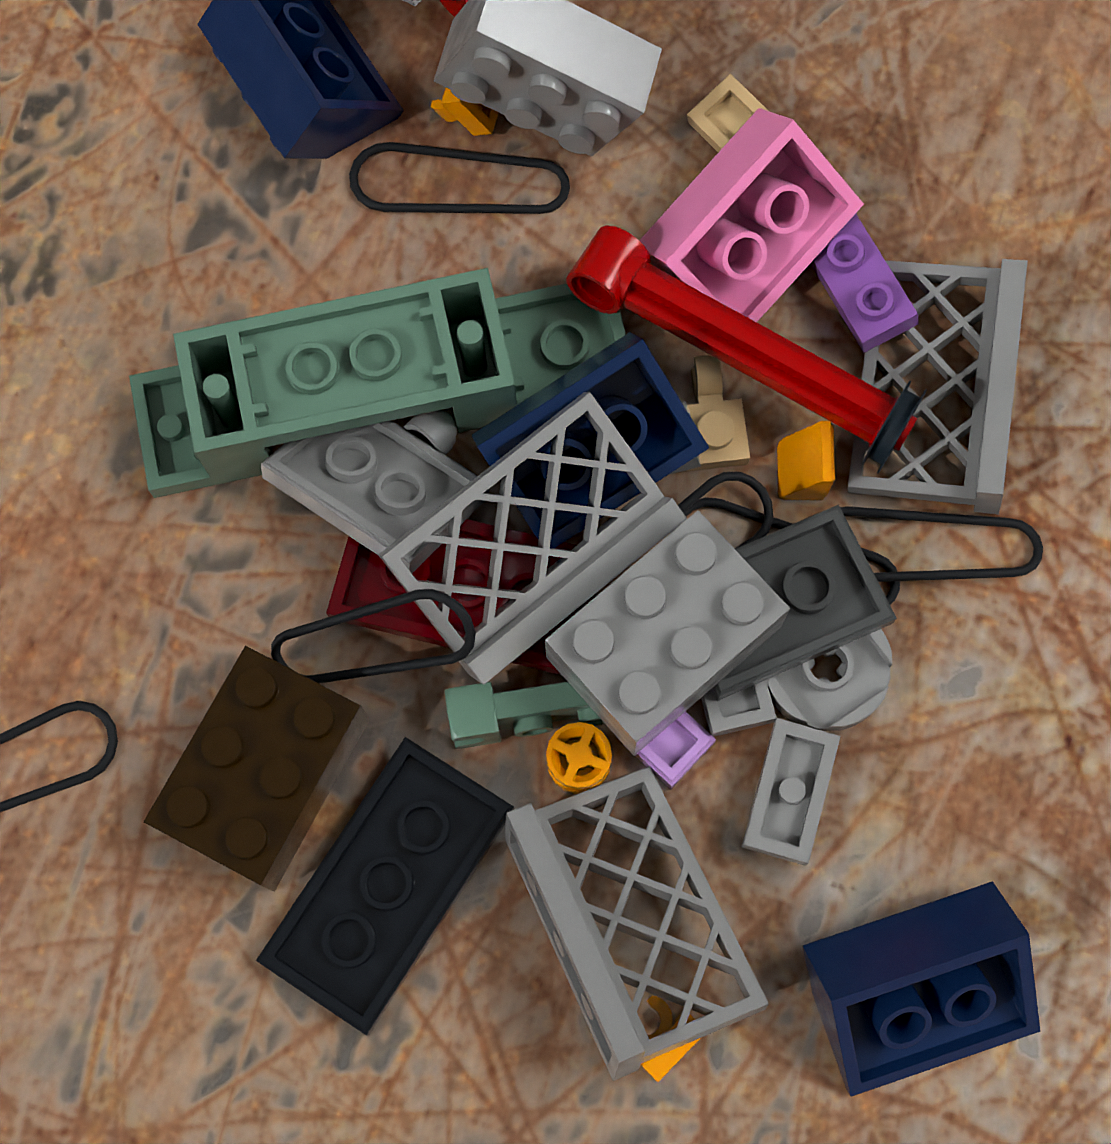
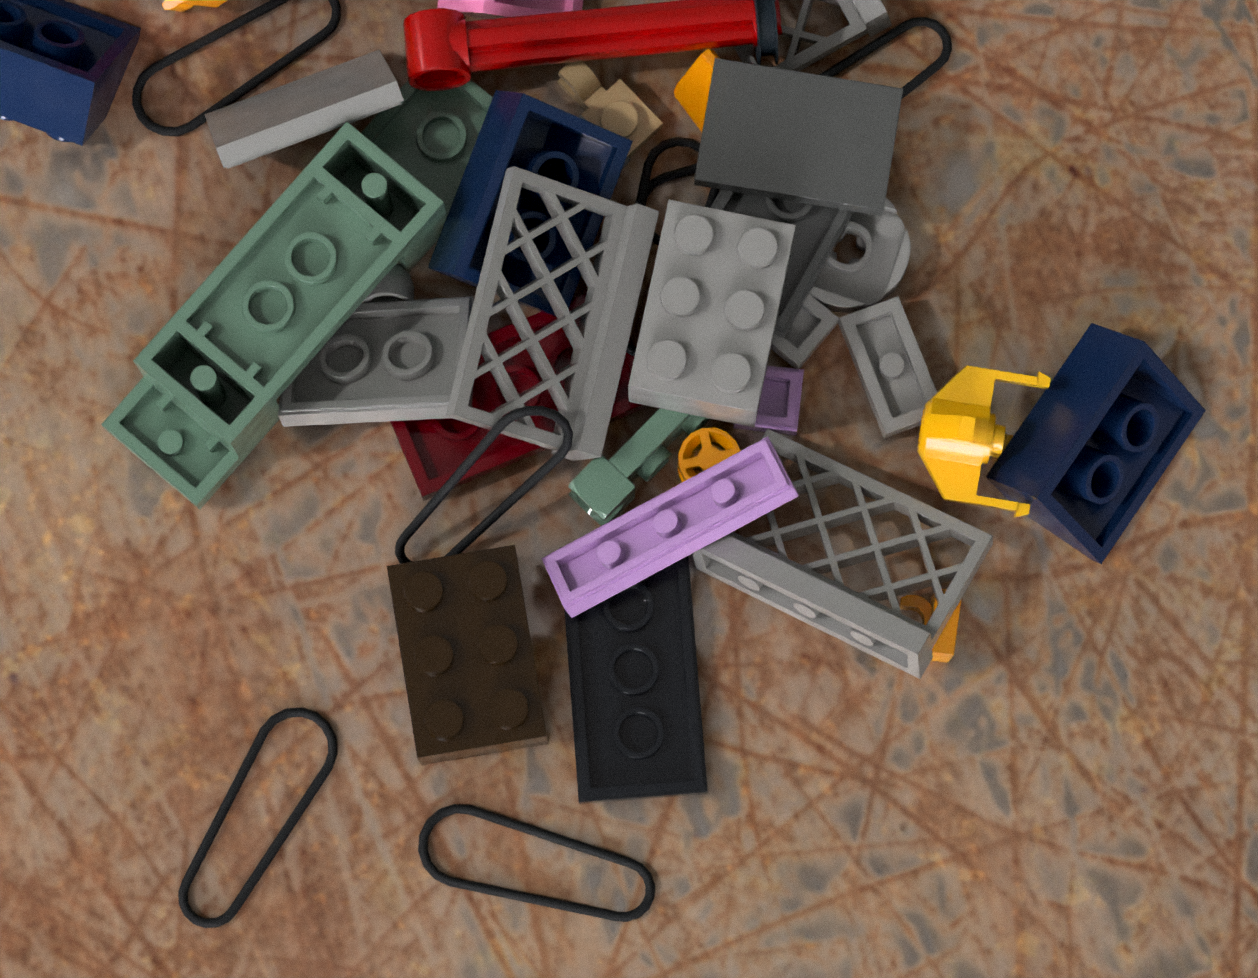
camera: 40 degrees left, 5 degrees up
(156, 1008) = (528, 897): none -> black piece
(467, 244) = (303, 109): none -> light grey tile
(501, 787) = (669, 527): none -> lavender tile
(808, 894) = (962, 434): none -> yellow piece
(851, 543) = (798, 136): none -> dark grey tile

